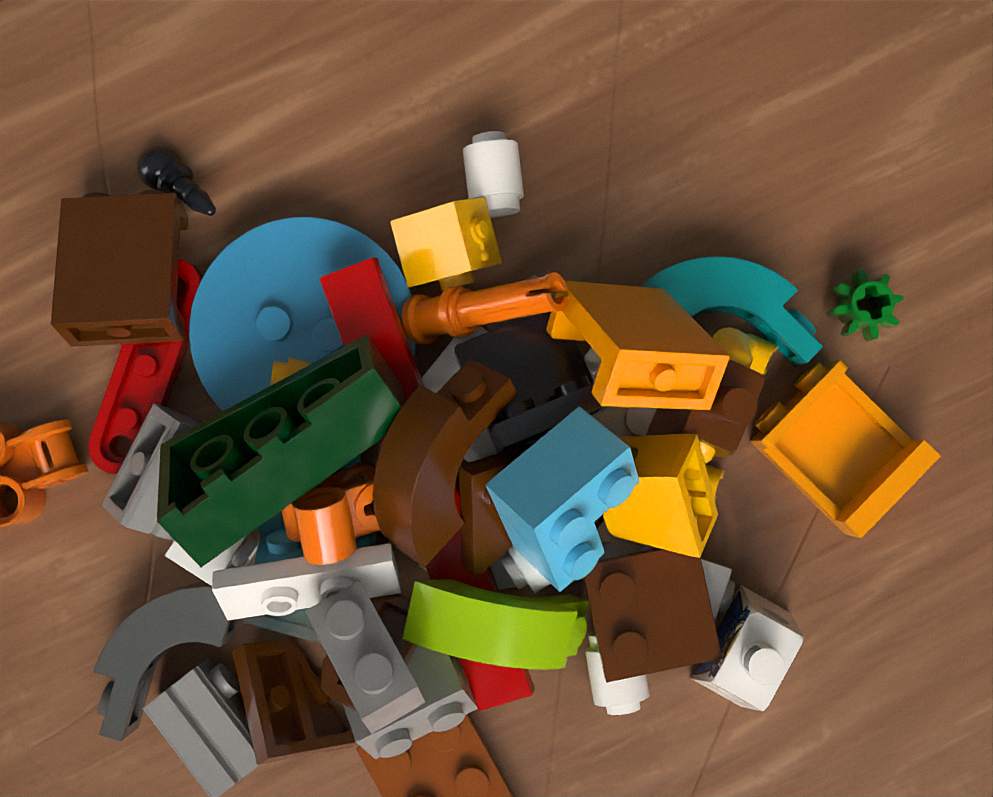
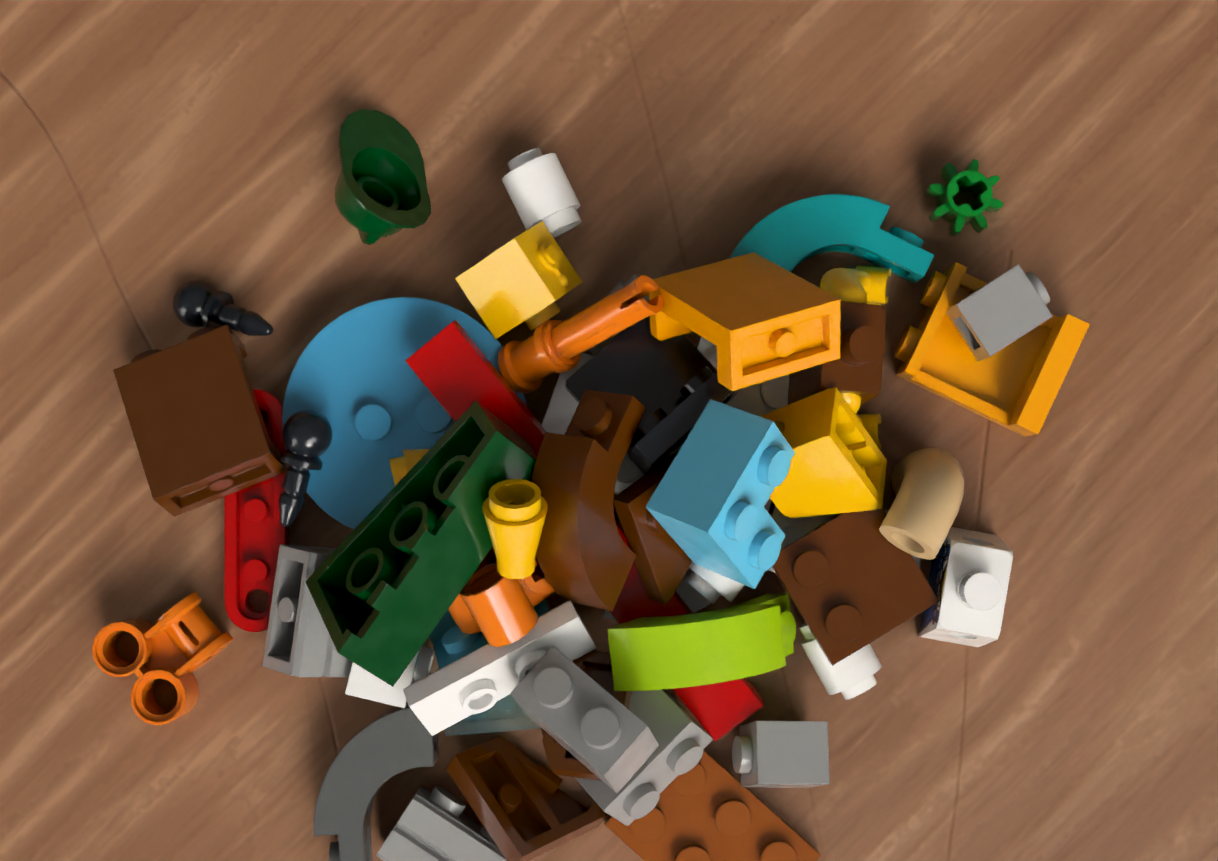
camera: 20 degrees left, 0 degrees up
(208, 317) = (306, 437): none -> black bar
(356, 110) = (380, 176): none -> dark green piece
(361, 458) = (515, 524): none -> yellow cone
(534, 744) = (782, 754): none -> light grey brick
(742, 566) = (926, 501): none -> tan cylinder
(865, 418) = (1001, 312): none -> light grey brick

